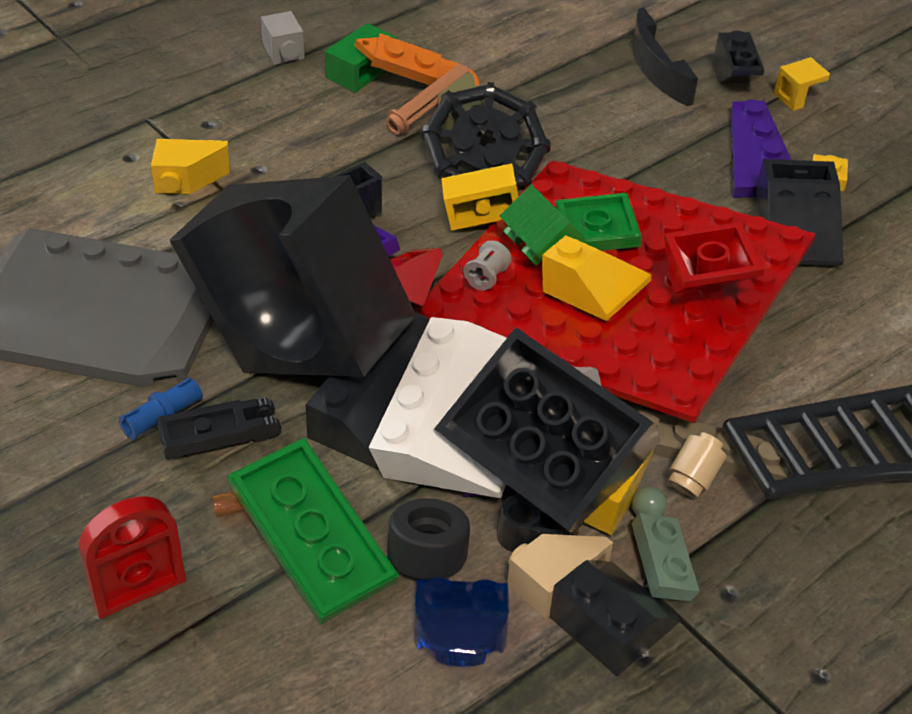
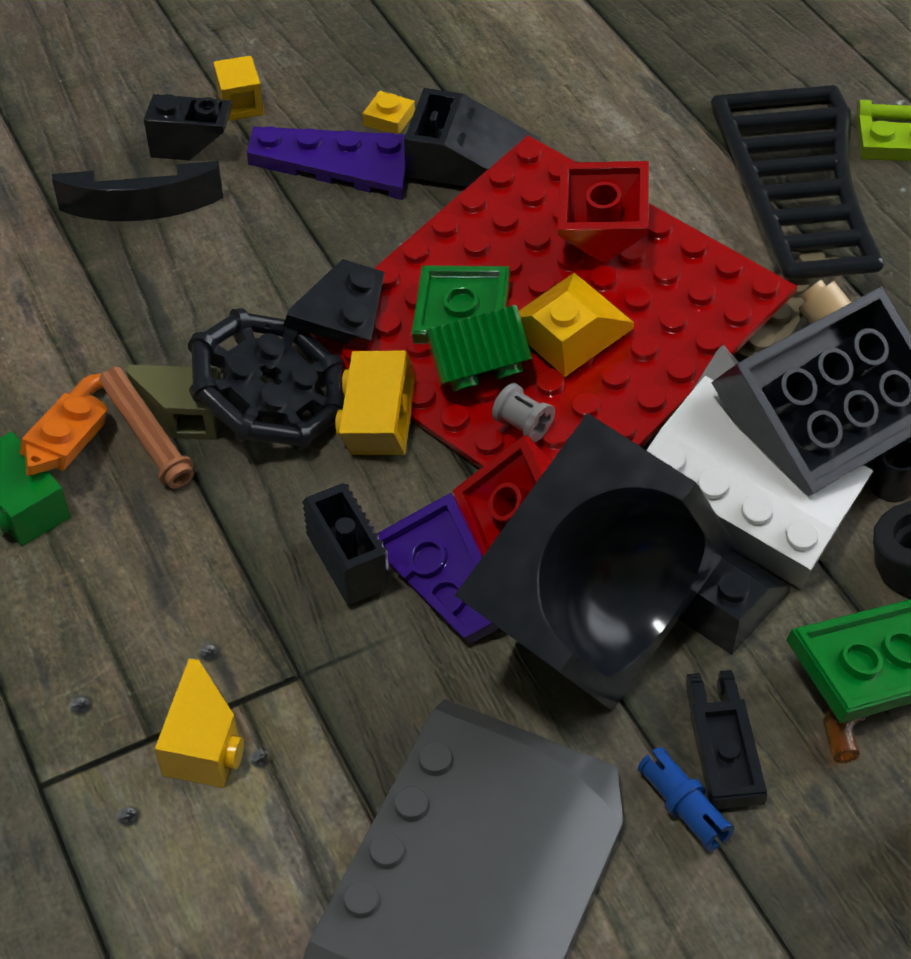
camera: 75 degrees left, 5 degrees up
(570, 160) = (340, 305): none -> black wing

